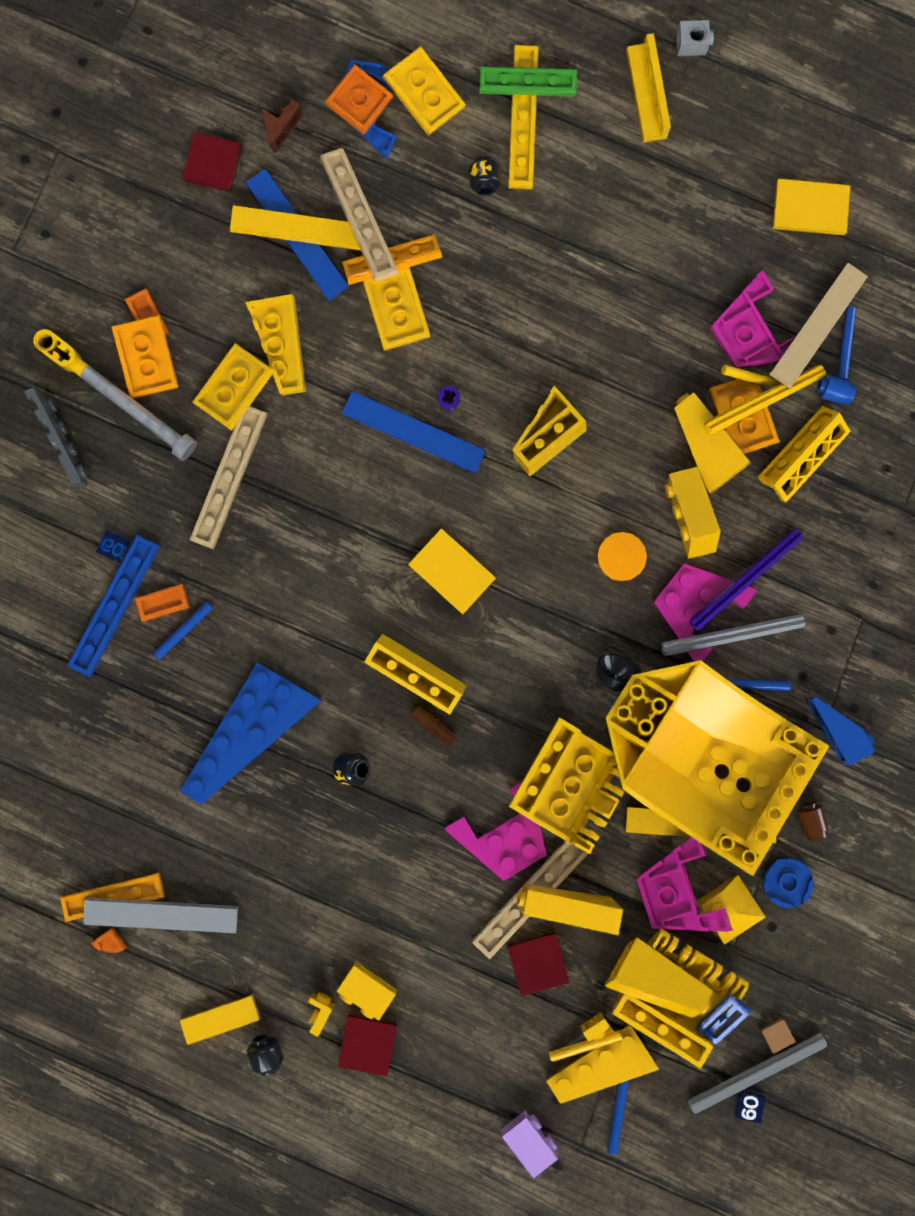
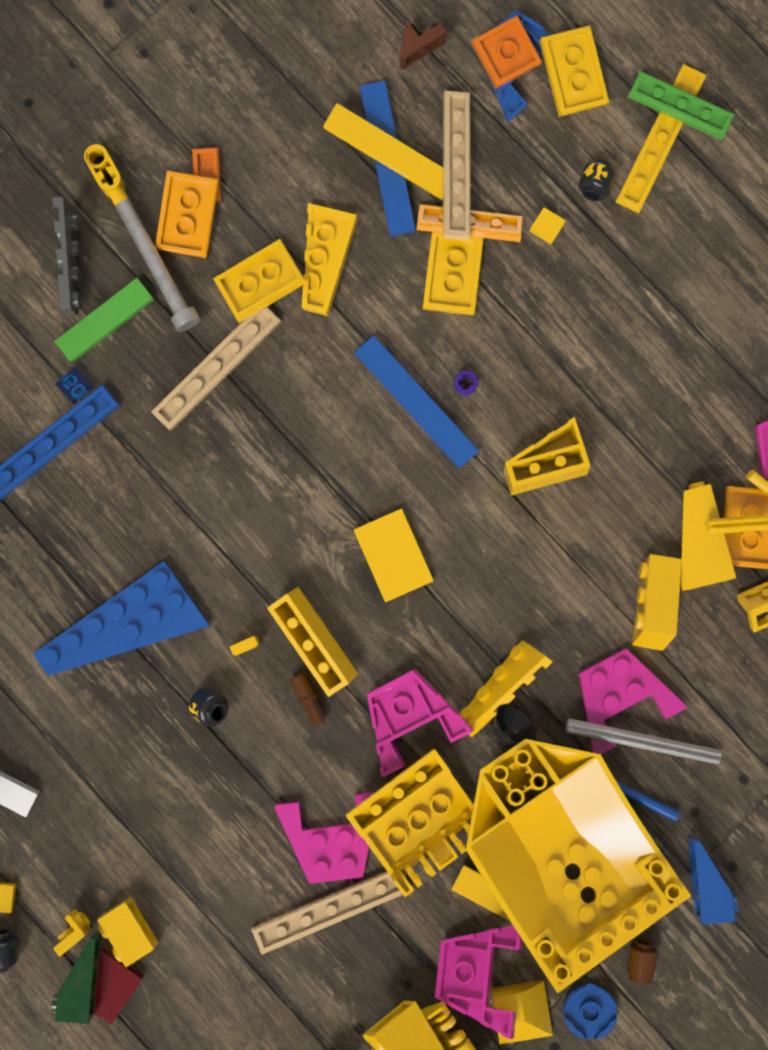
camera: 25 degrees right, 0 degrees up
(114, 479) = (104, 320): none -> bright green tile
(162, 602) = (98, 461): orange tile -> none
(182, 630) = (105, 497): blue bar -> none
(212, 162) = (336, 52): dark red tile -> none
(347, 1060) = (78, 993): none -> dark green slope
(359, 703) = (245, 645): none -> yellow tile
(459, 233) = (547, 225): none -> yellow tile
(518, 695) = (404, 707): none -> dark pink wing
(538, 964) = (307, 980): dark red tile -> none
(571, 908) = (364, 942): yellow slope -> none
(593, 641) = (500, 688): none -> yellow wing
(621, 556) = (567, 614): light orange tile -> none
(746, 579) = (680, 692): dark purple axle -> none

